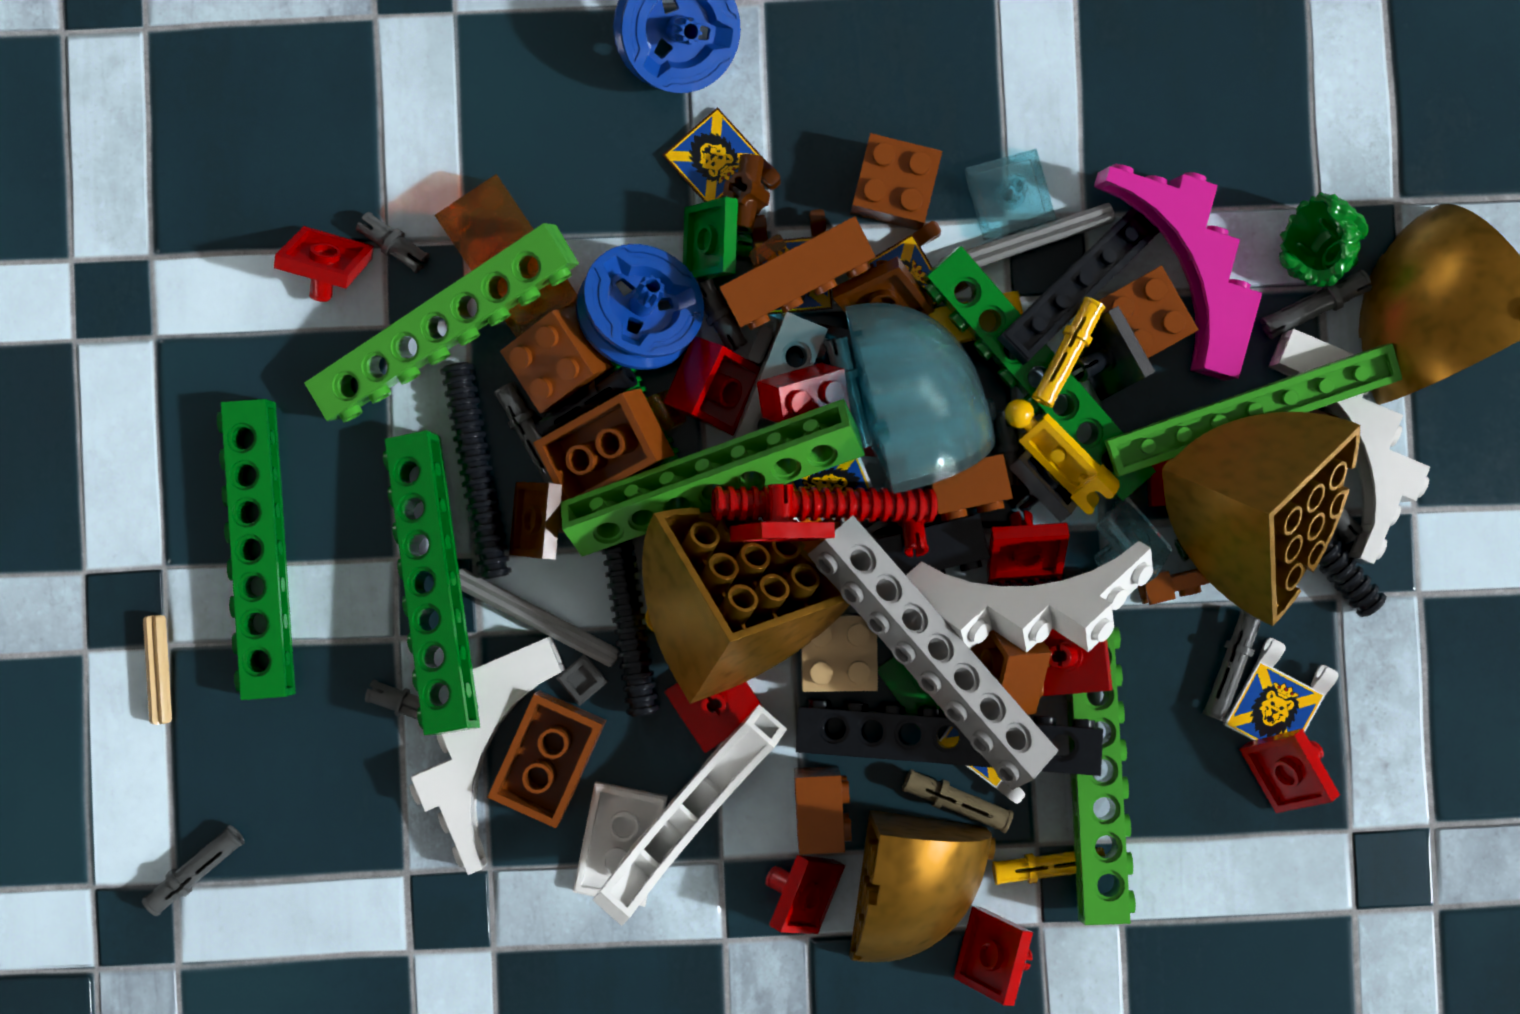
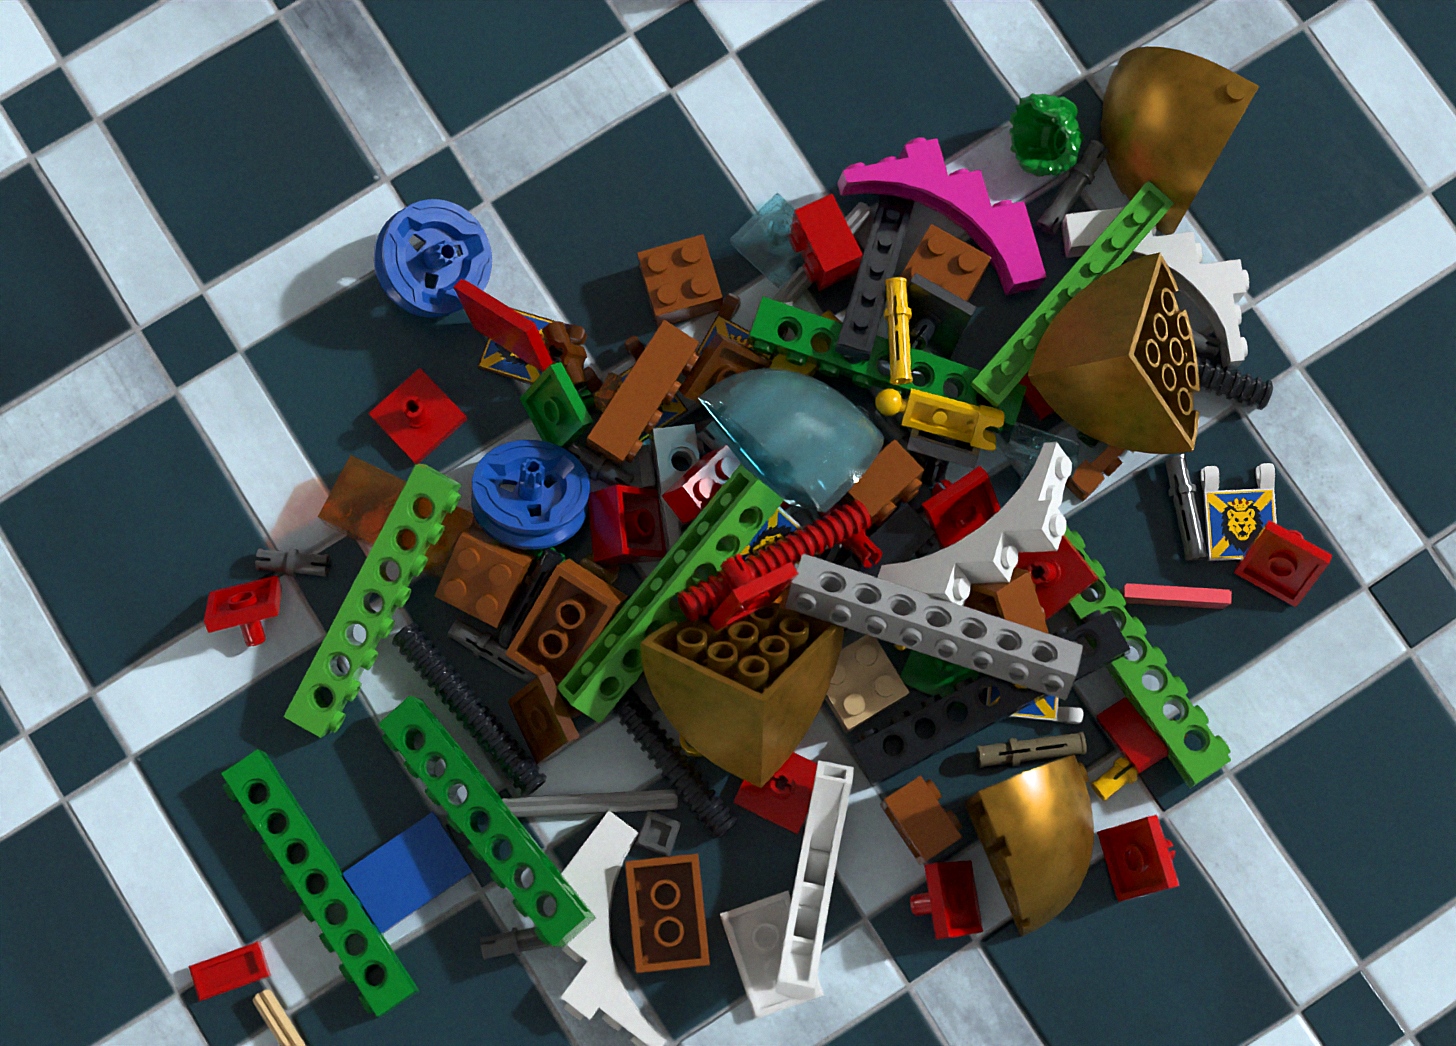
camera: 30 degrees left, 10 degrees down
(138, 580) = (229, 971): none -> red tile
(341, 584) = (407, 872): none -> blue tile
(582, 170) = (418, 416): none -> red tile
(704, 132) = (503, 325): none -> red tile
(1050, 226) = (824, 243): none -> red brick
(1056, 842) = (1132, 735): none -> red tile
(1174, 741) = (1176, 596): none -> coral tile

